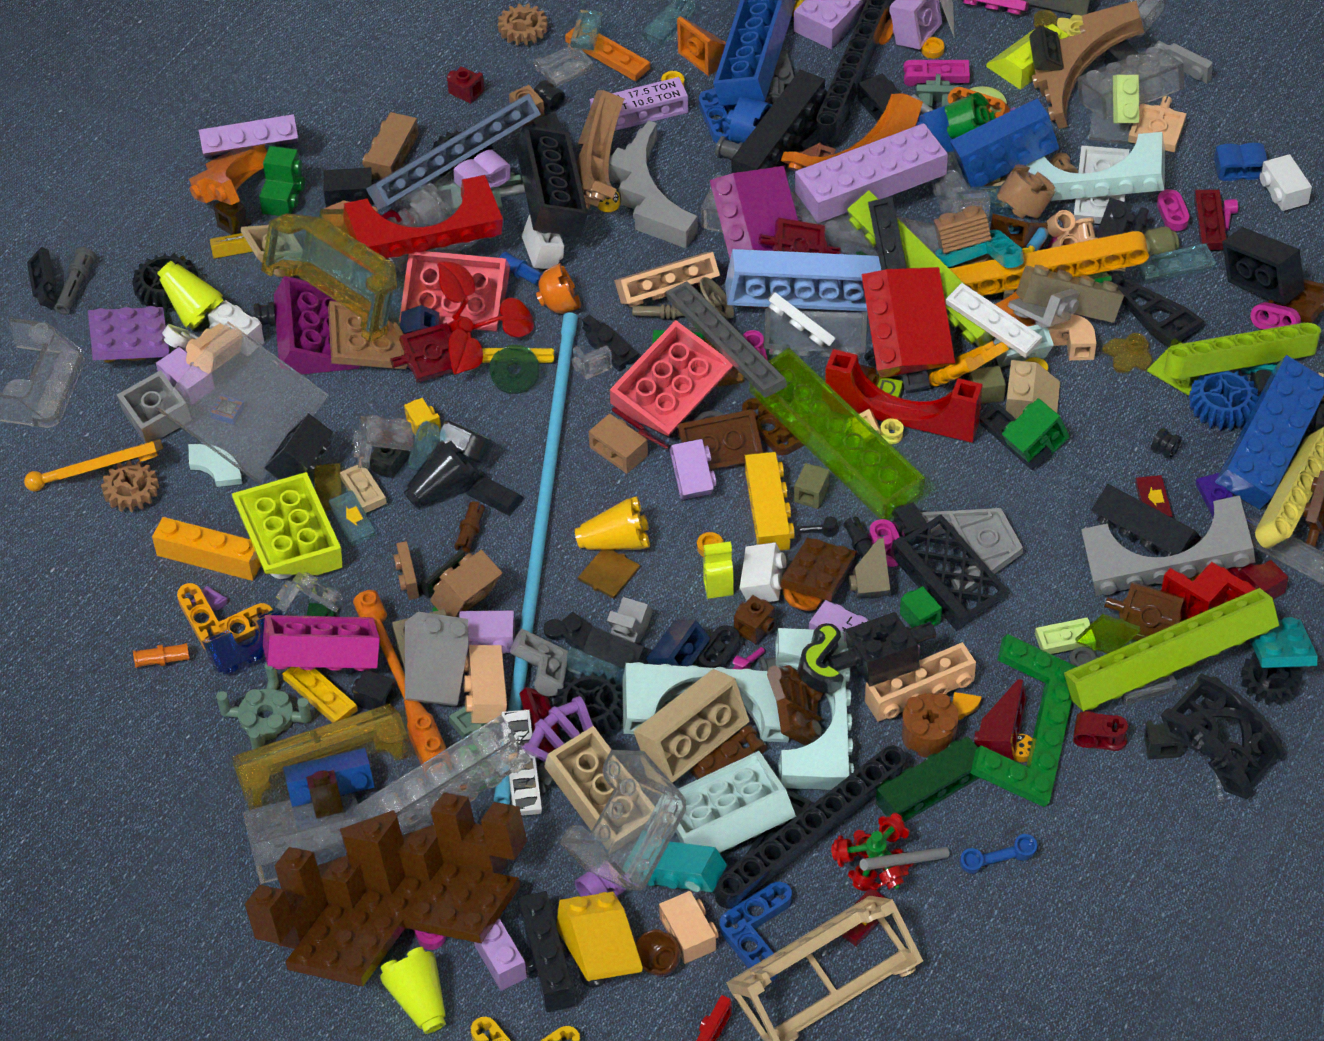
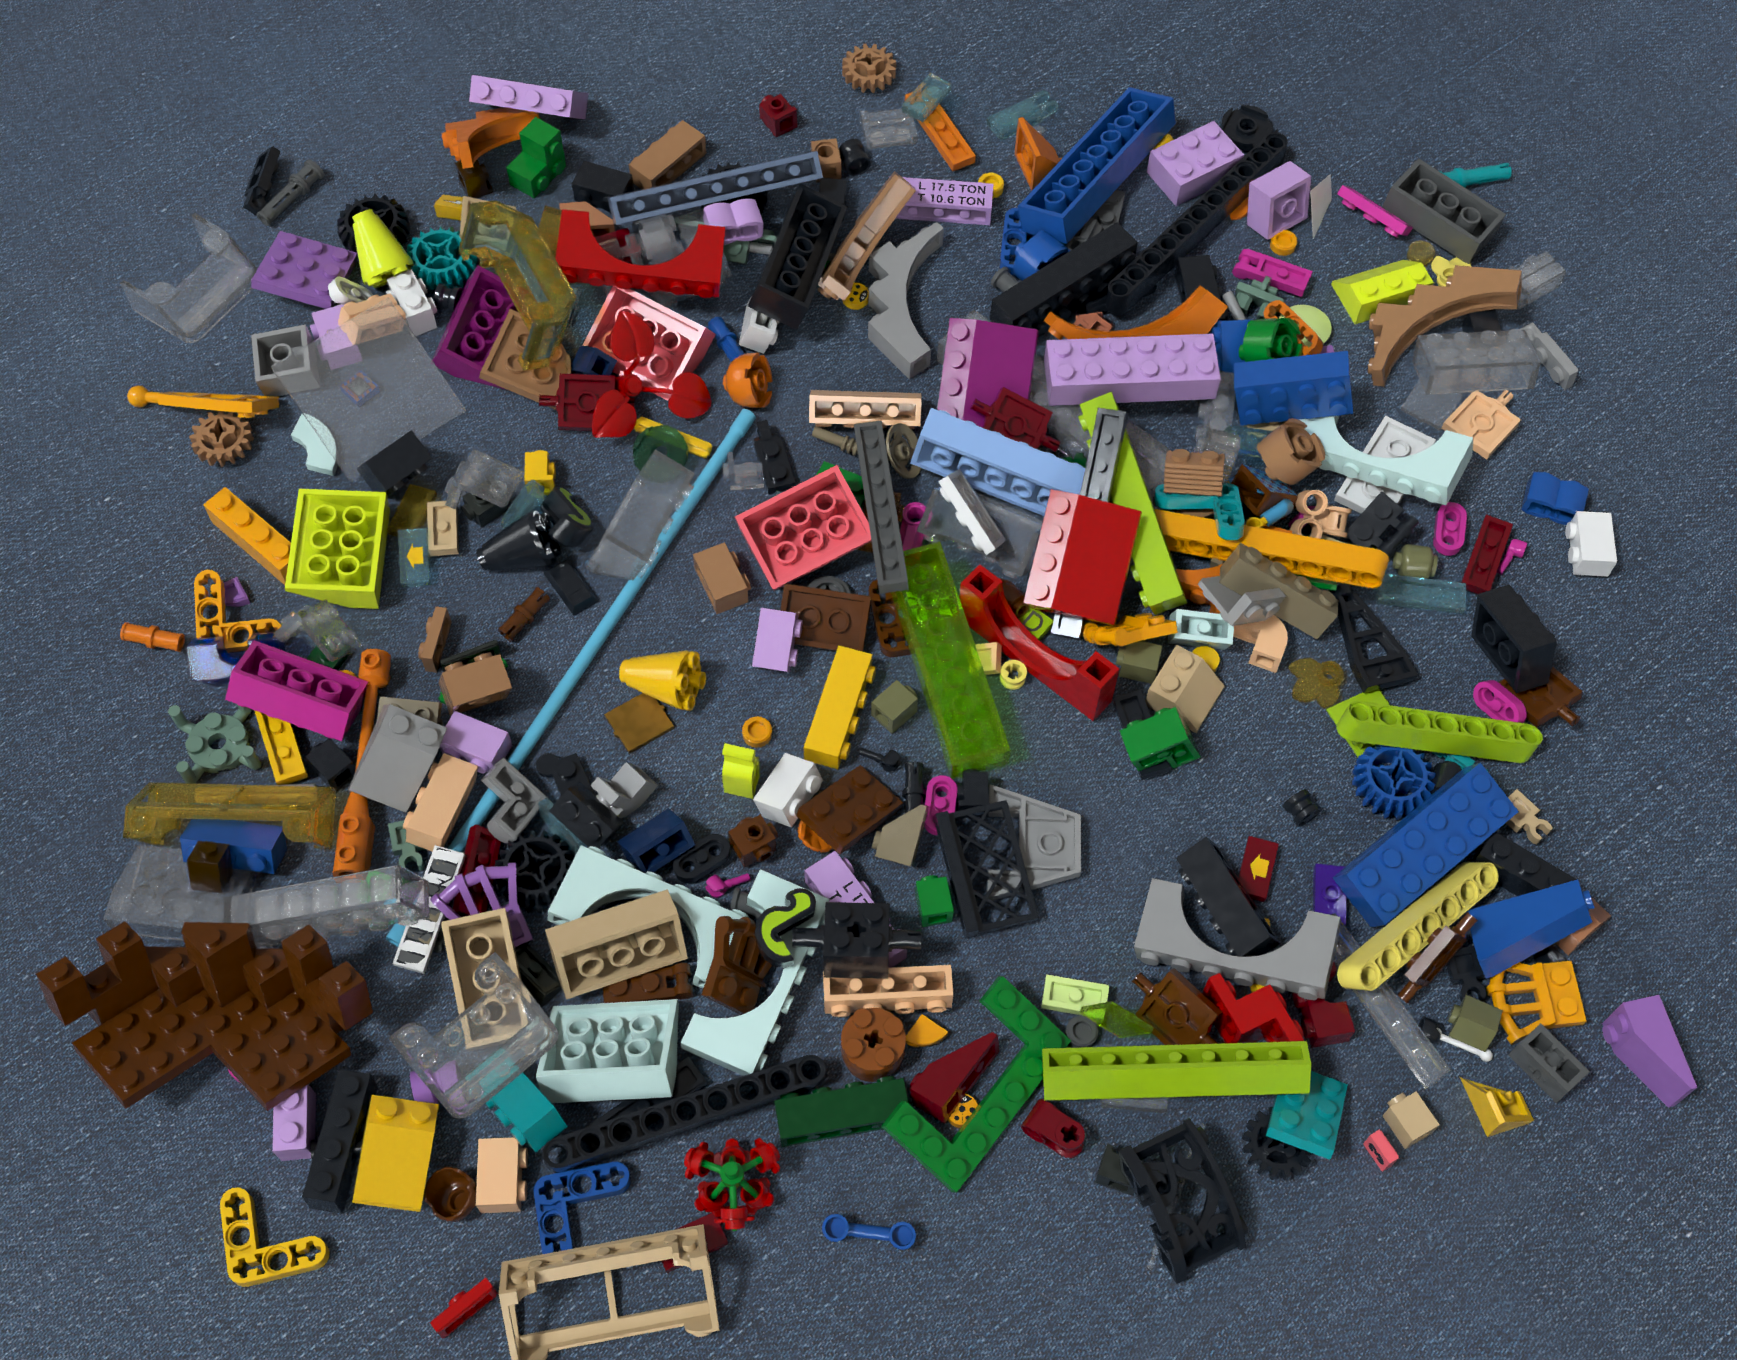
camera: 20 degrees right, 10 degrees up
(243, 284) = (440, 252): none -> teal gear
(417, 988) = (190, 1128): neon yellow cone -> none
(530, 418) = (633, 533): none -> clear windscreen
(641, 429) = (752, 580): dark red piece -> none
(904, 858) = (757, 1200): light grey bar -> none
(993, 320) = (1174, 594): white tile -> none
(1045, 49) = (1397, 291): pearl dark grey slope -> none
(1066, 166) = (1355, 434): medium nougat bush -> none
(1125, 98) = (1456, 381): yellowish green plate -> none

